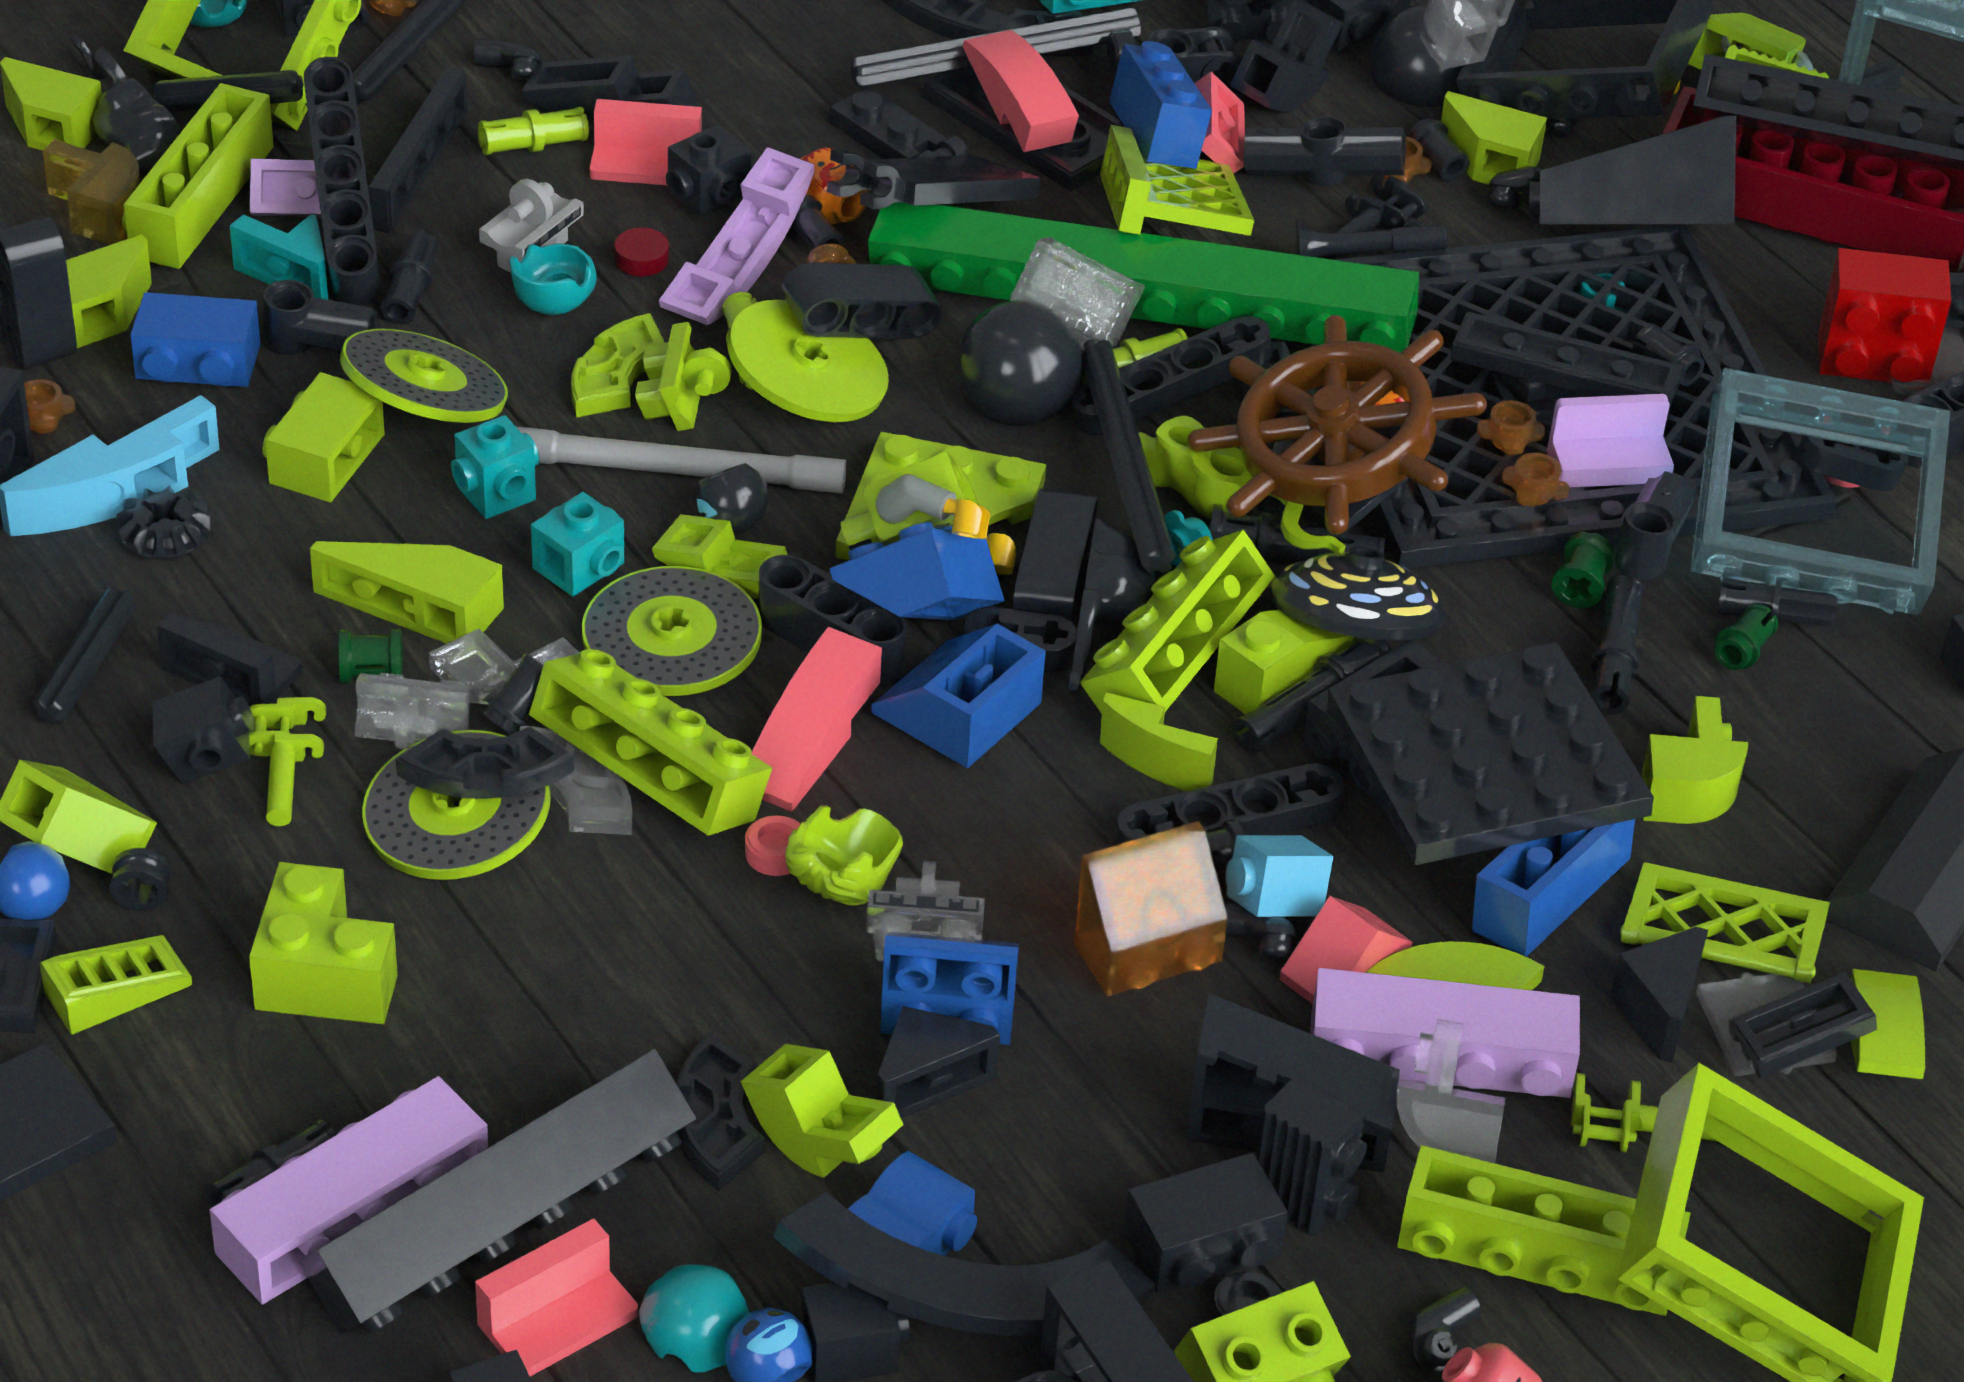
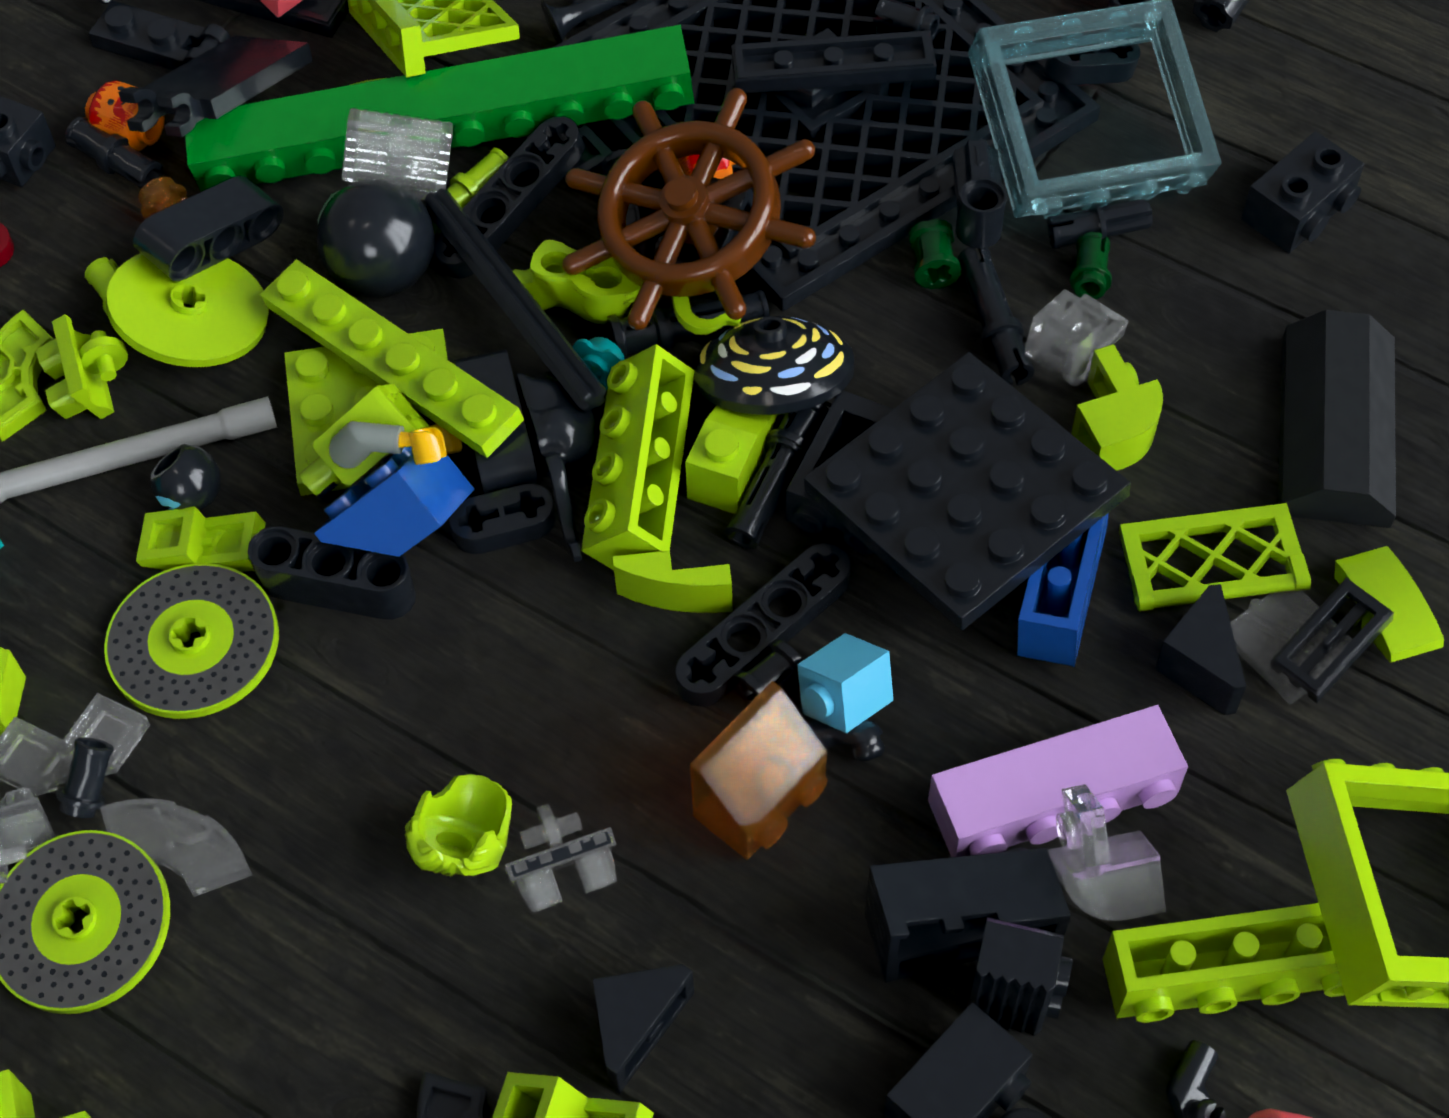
camera: 20 degrees left, 15 degrees up
(485, 766) = (91, 879): black tile -> none
(577, 543) = (68, 589): teal brick -> none
(650, 741) = (229, 780): lime brick -> none
(746, 241) = (75, 203): lavender slope -> none
(767, 844) = (383, 831): coral tile -> none
(816, 714) = (362, 689): coral slope -> none
(950, 978) = (619, 926): blue slope -> none
(951, 423) = (393, 356): none -> lime plate
(967, 693) = (484, 602): blue slope -> none
(1340, 939) = (927, 730): coral slope -> none
(1463, 964) = (1025, 708): lime tile -> none
(1511, 427) = (823, 135): clear orange plate -> none
(1536, 479) = (861, 185): clear orange plate -> none
(1610, 439) = (904, 126): lavender panel -> none
(1631, 1117) = (1241, 788): lime piece -> none
(1674, 668) = (1069, 332): none -> clear brick

